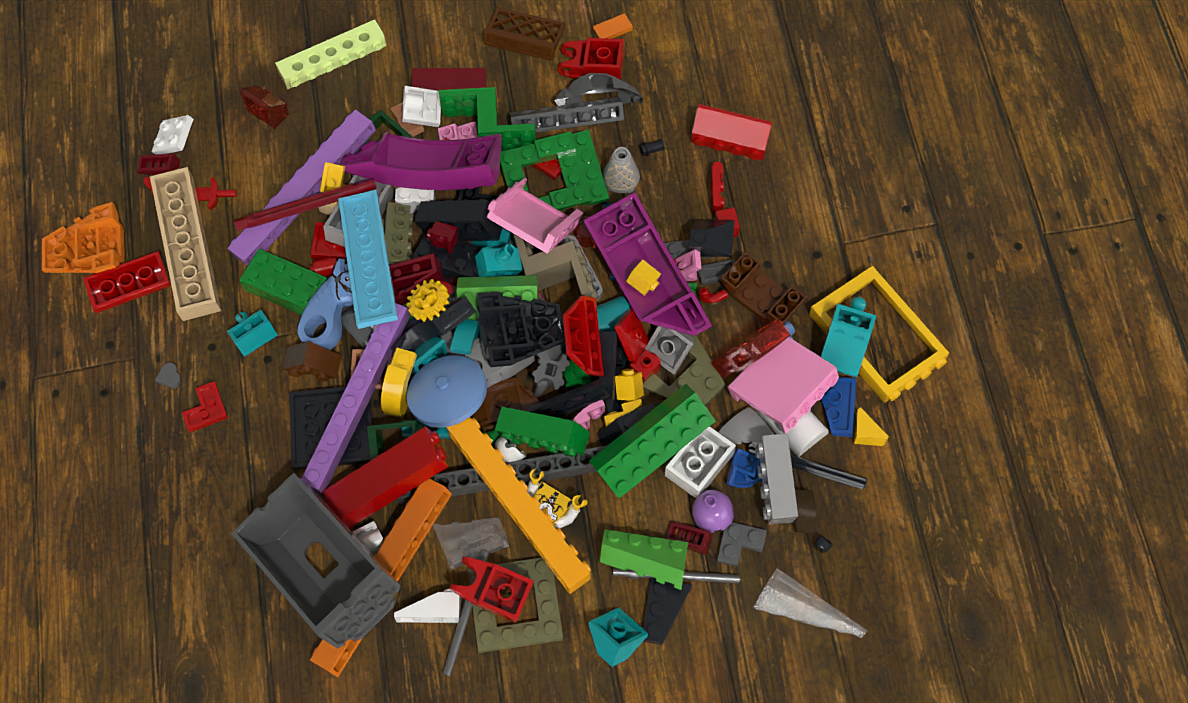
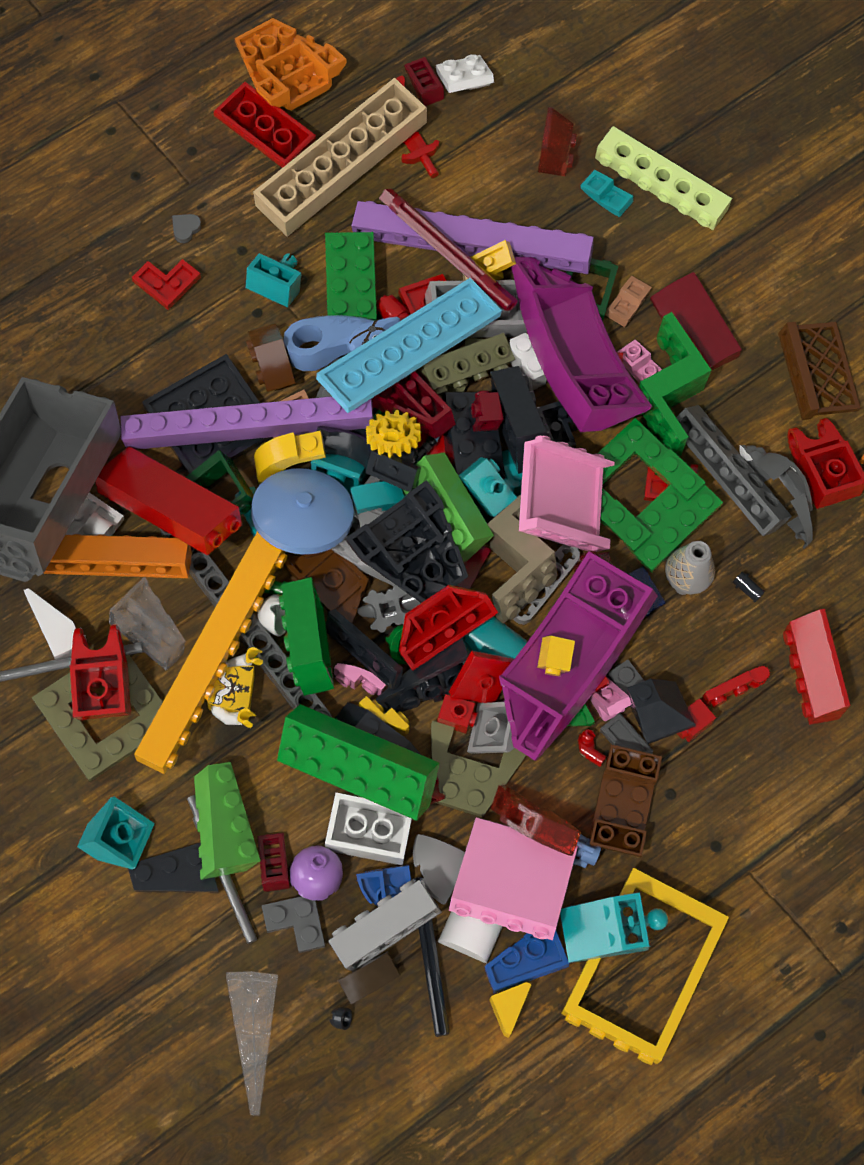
camera: 55 degrees right, 5 degrees up
(315, 96) = (603, 191): none -> teal slope
(421, 106) = (646, 305): white plate -> none
(629, 385) = (419, 706): yellow brick -> none

